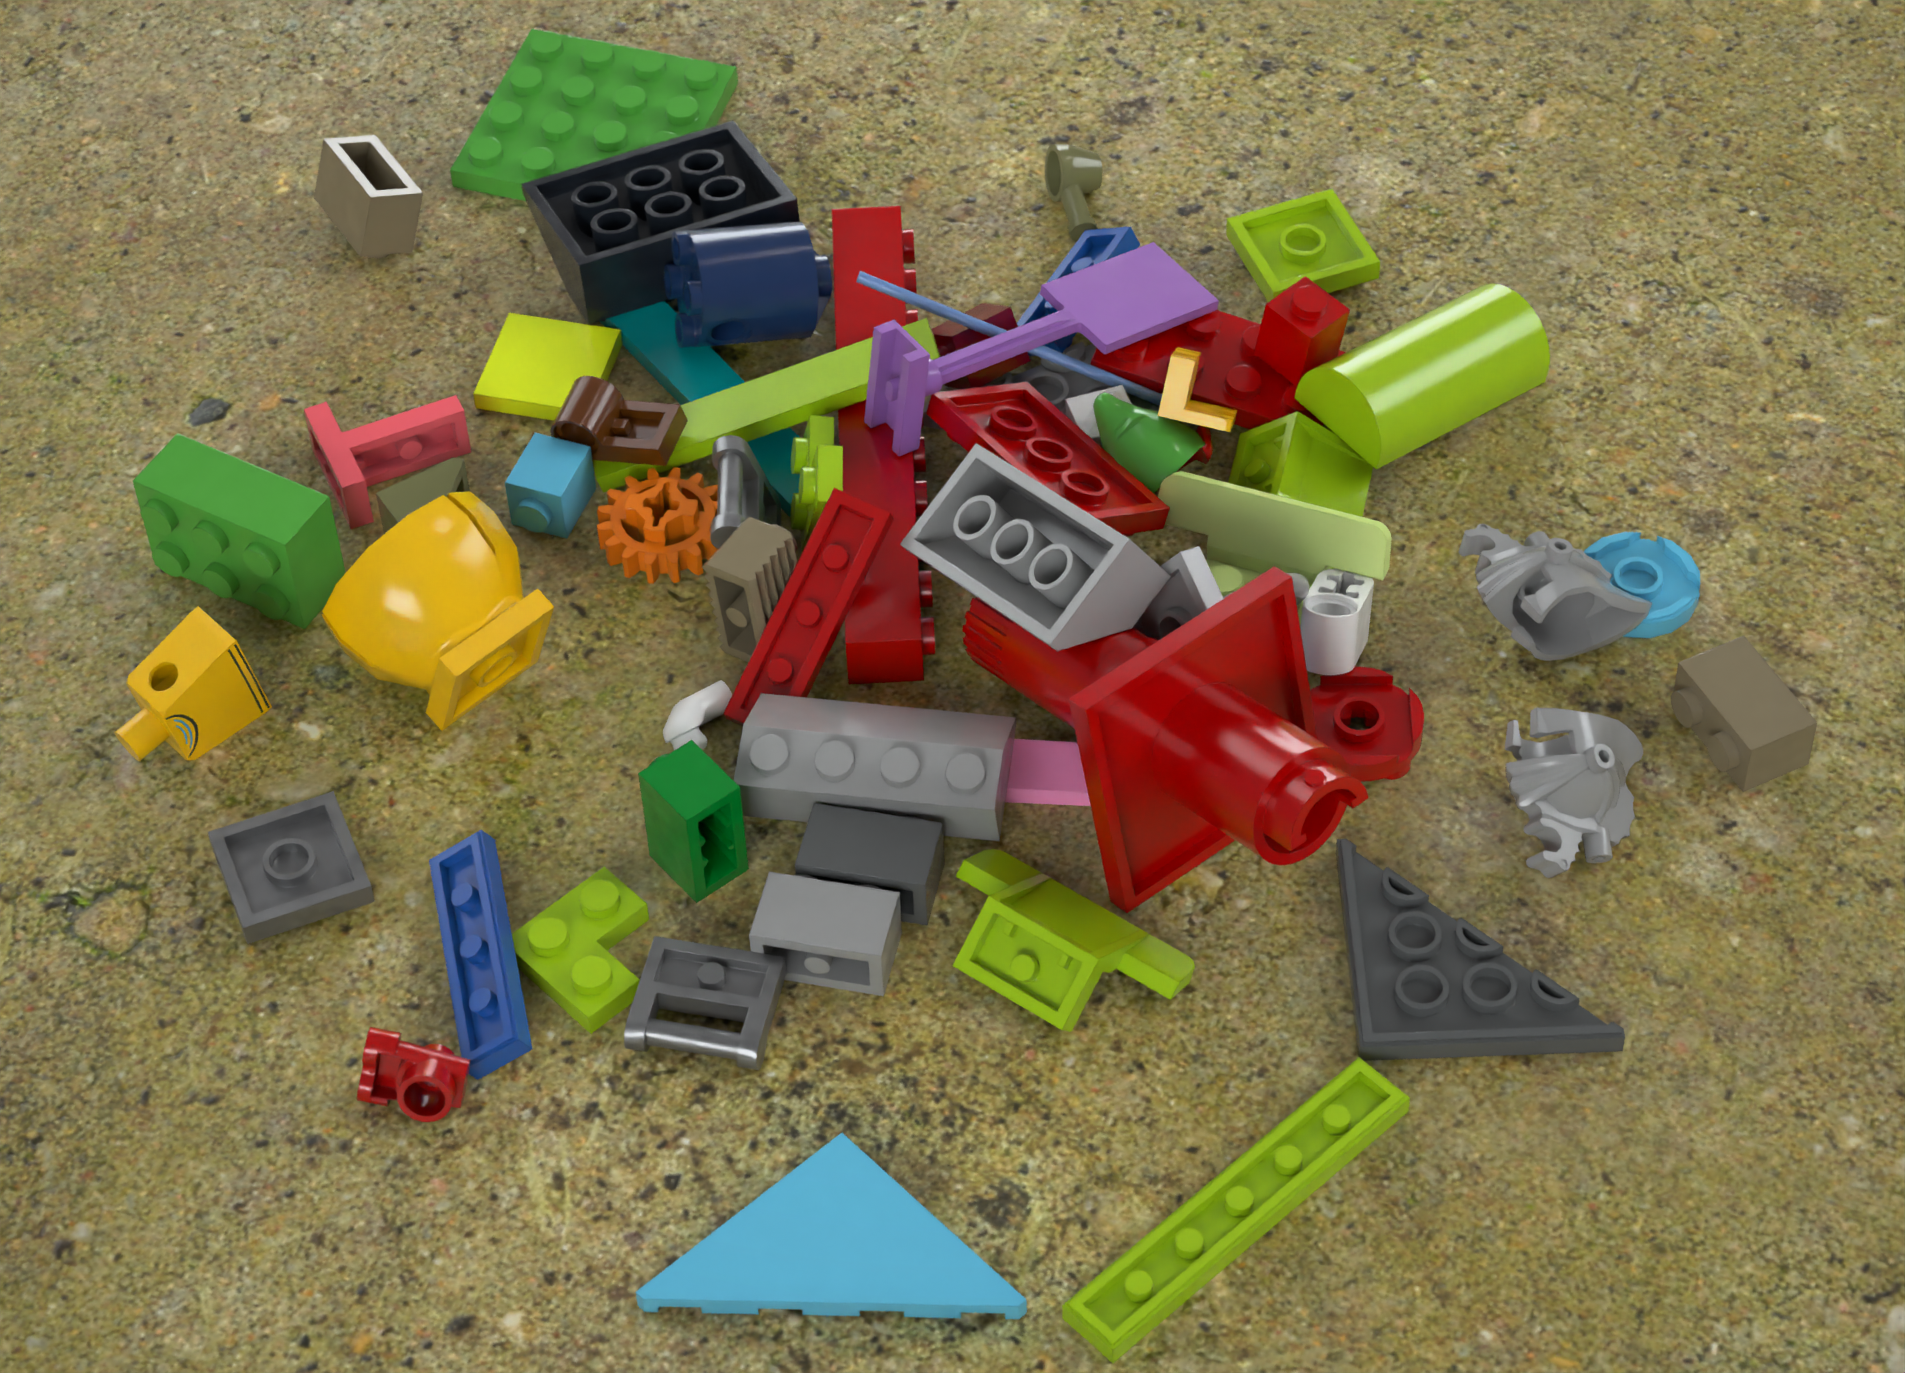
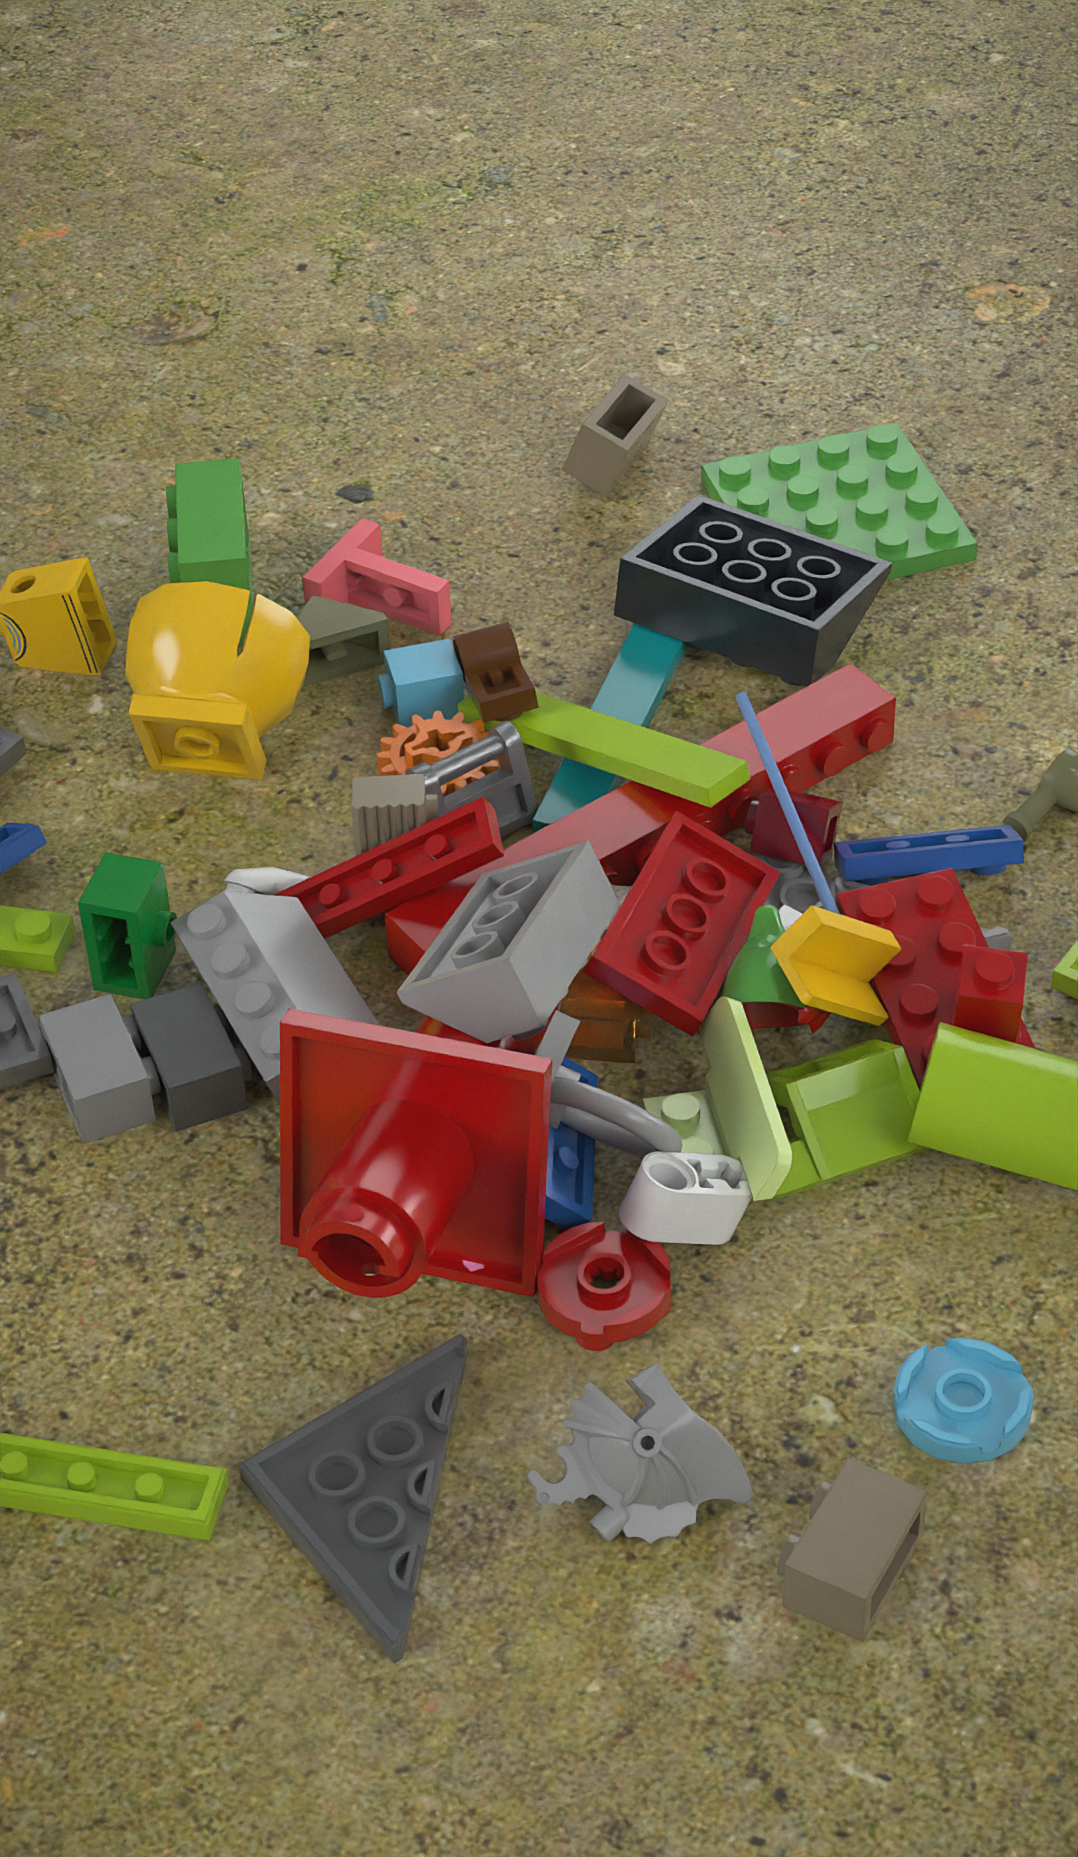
camera: 55 degrees right, 5 degrees down
(540, 361) = (557, 622): neon yellow tile -> none
(746, 284) = (706, 653): dark blue cylinder -> none
(820, 472) = (527, 807): lime plate -> none
(1052, 944) = (208, 1205): lime plate -> none
(1106, 302) = (880, 864): medium lavender piece -> none
(1550, 593) = (864, 1329): light grey helmet -> none

